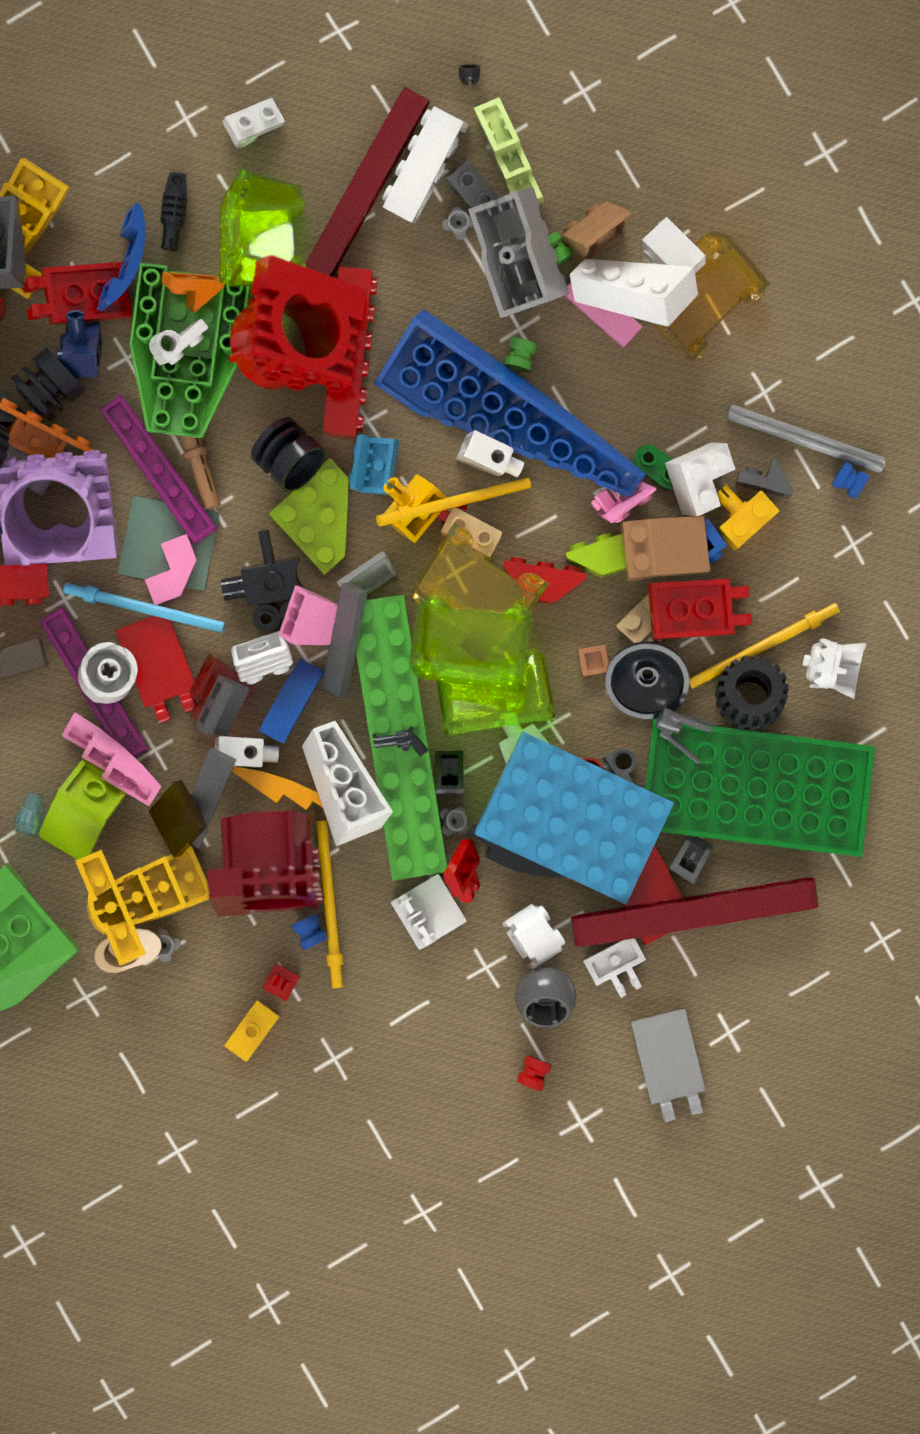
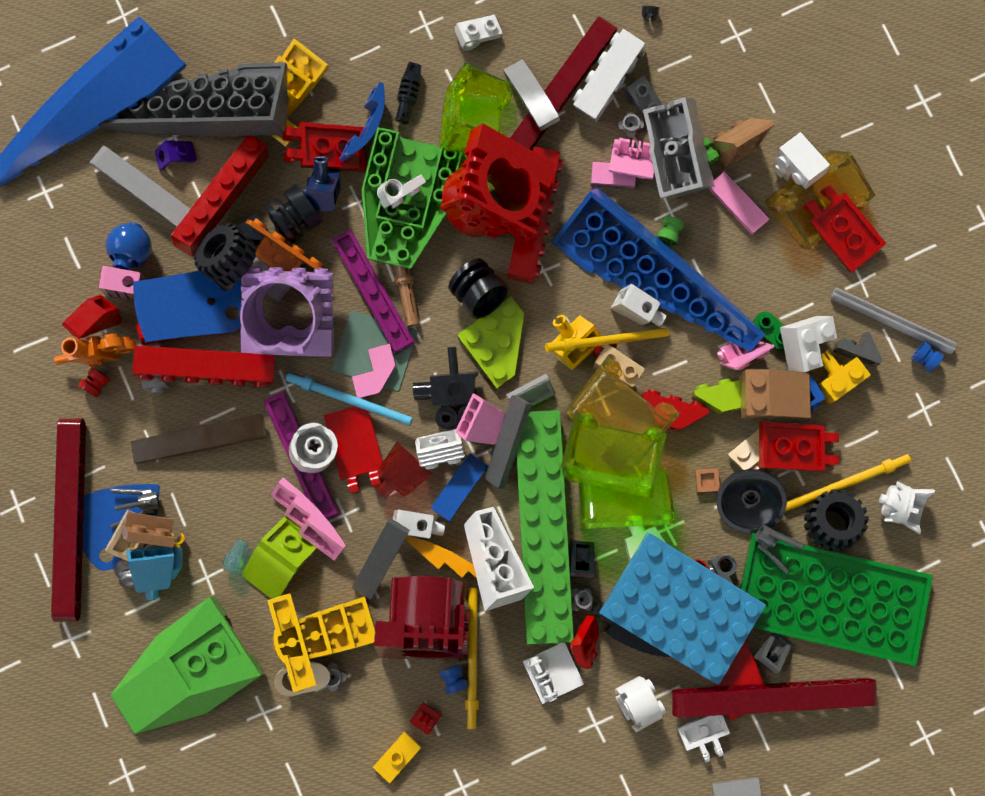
camera: 10 degrees right, 5 degrees down
(177, 818) = (356, 573): dark brown tile -> none
(200, 287) = (421, 150): orange slope -> none
(222, 707) = (402, 485): dark grey panel -> none
(329, 200) = (532, 95): none -> light grey slope
(373, 464) = (545, 304): dark azure bracket -> none
(401, 739) = (547, 528): black piece -> none
(443, 290) = (602, 177): none -> bright pink tile
(461, 270) = (631, 160): none -> bright pink hinge
(506, 147) = (672, 67): yellowish green slope -> none
(545, 997) = (645, 756): dark grey wheel -> none
(635, 289) = (770, 185): white wedge -> none
(737, 330) = (844, 229): none -> red tile

